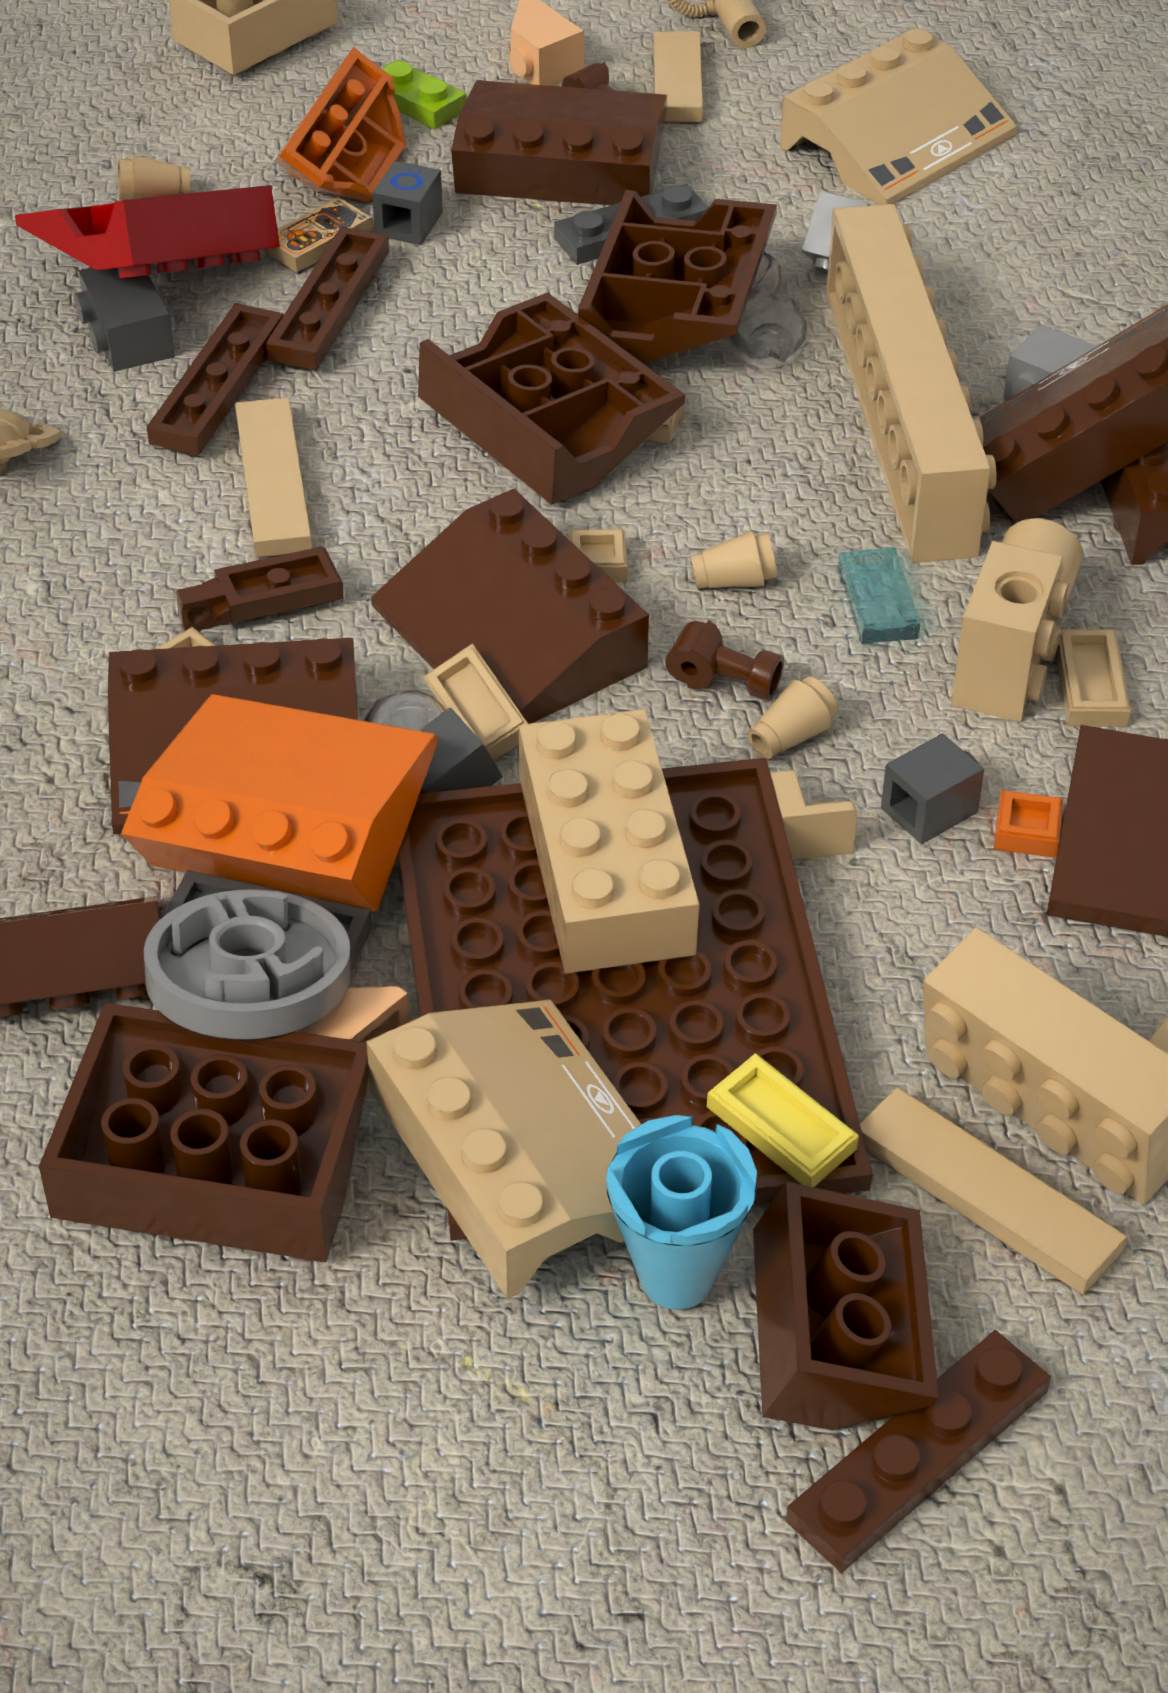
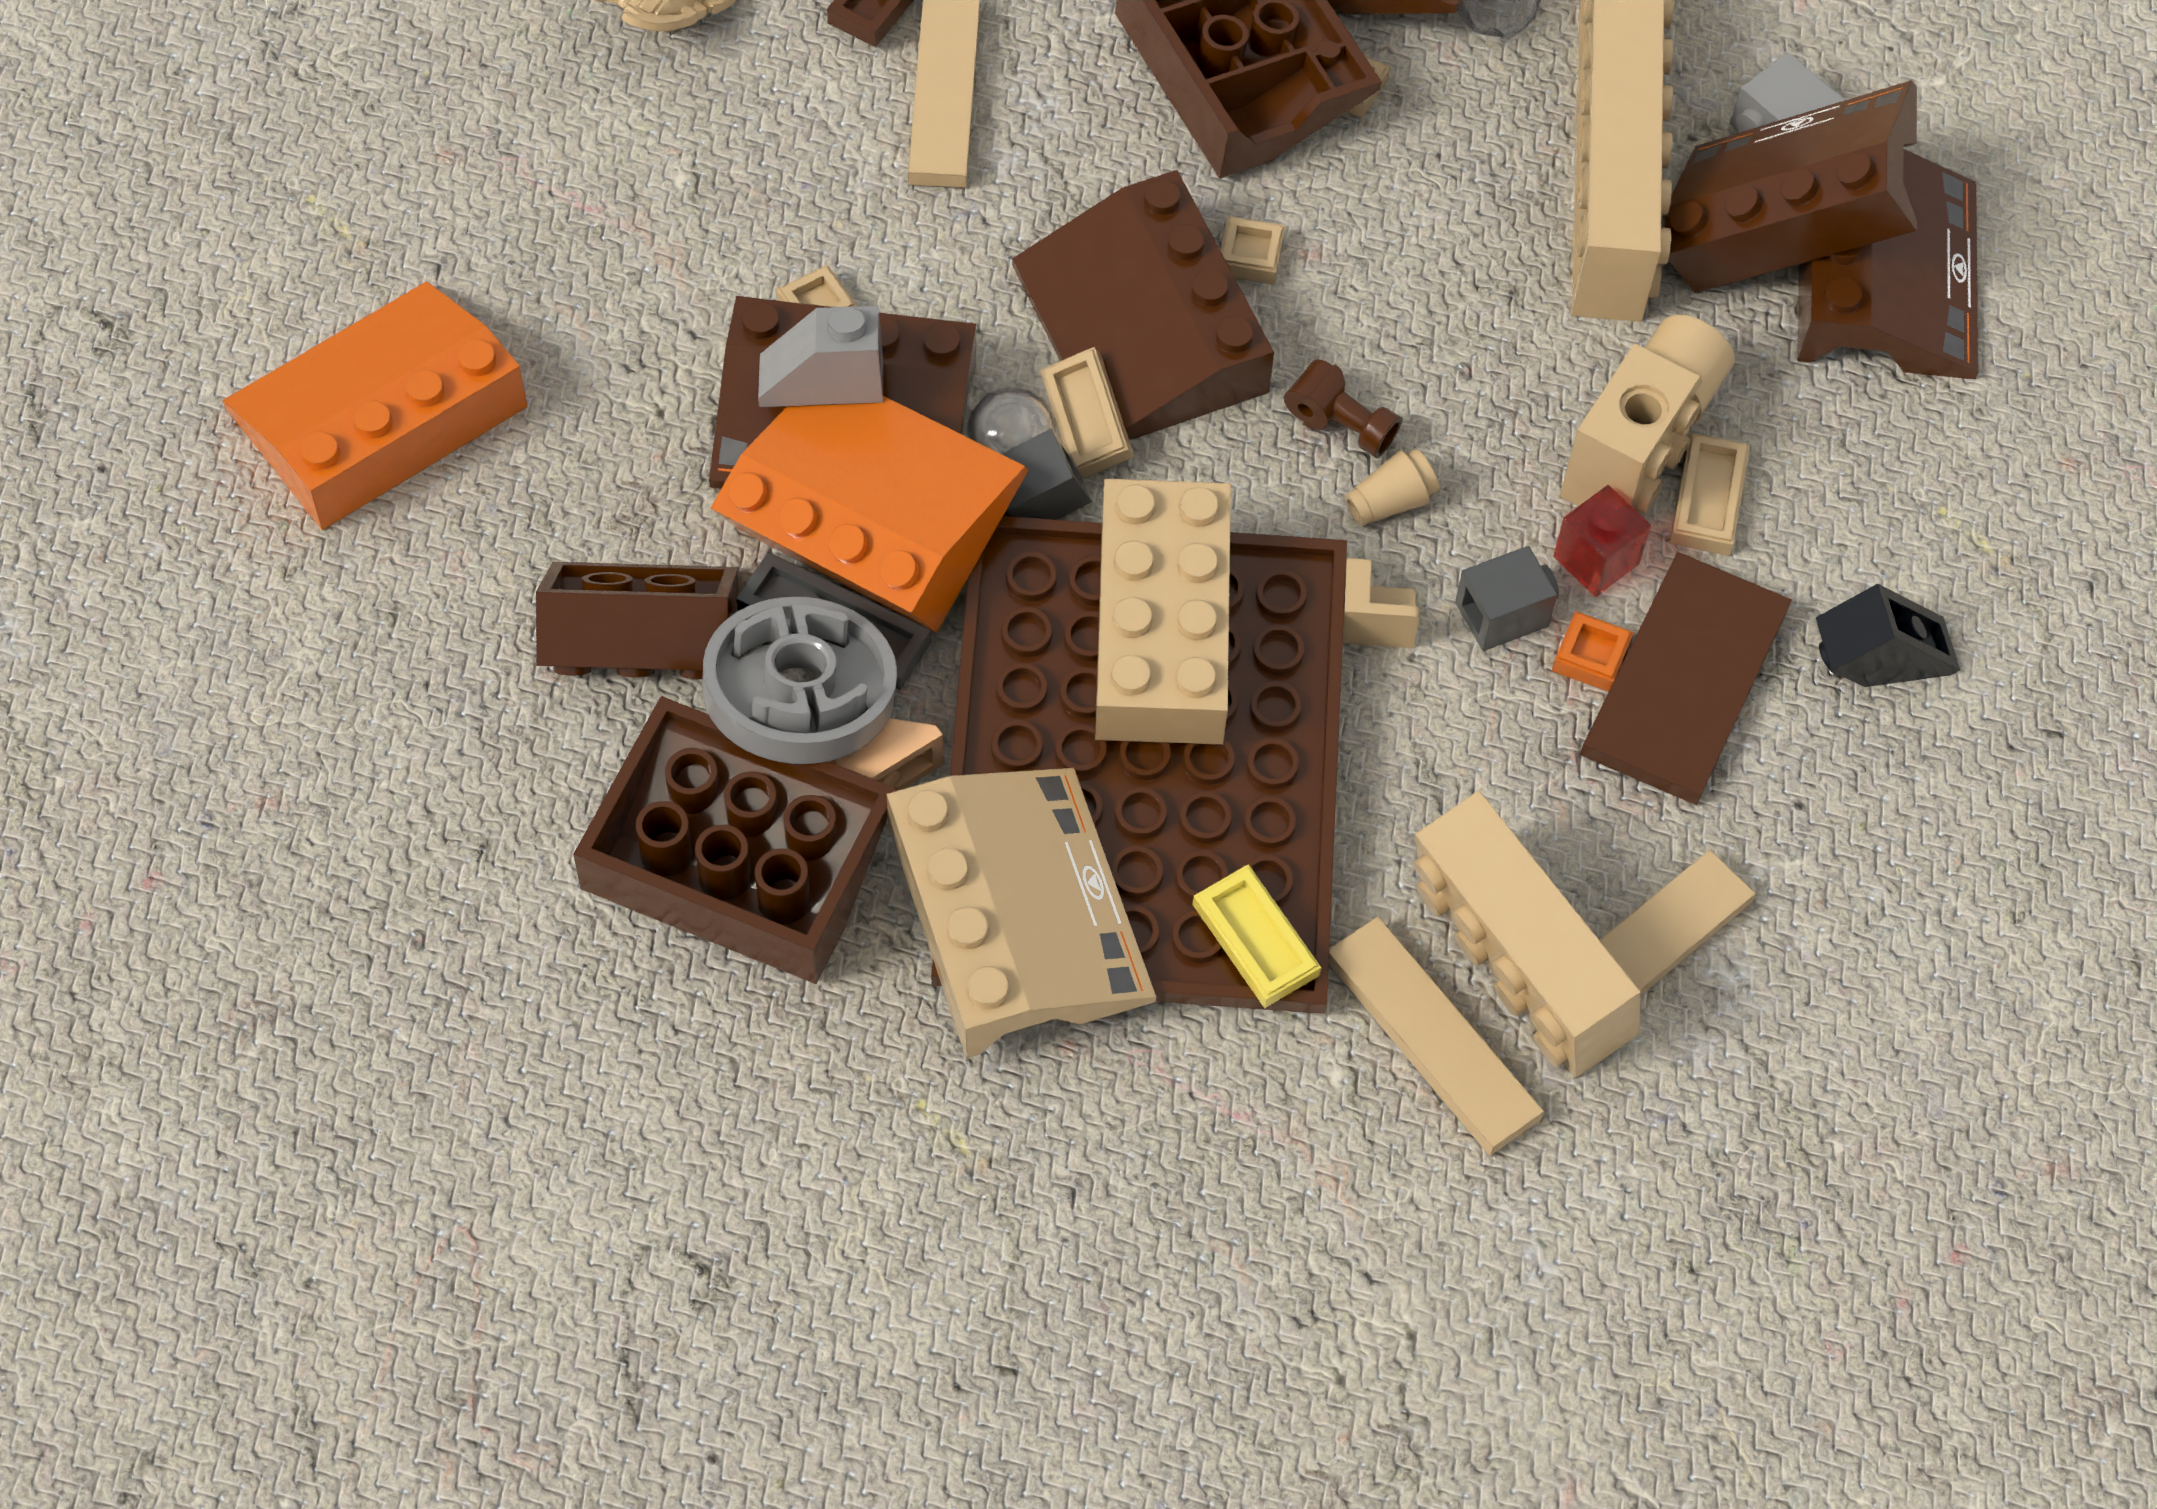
camera: 10 degrees right, 15 degrees up
(213, 678) = (825, 360): none -> light grey slope
(261, 589) = (905, 232): reddish brown hinge -> none
(680, 1204) = (1129, 1012): medium azure cone -> none
(735, 563) = (1386, 289): tan cone -> none
(841, 1309) = (1260, 1133): reddish brown slope -> none
(878, 595) = (1523, 353): clear light blue tile -> none
(917, 1452) = (1296, 1273): reddish brown plate -> none
(1008, 724) = (1601, 540): none -> clear red brick

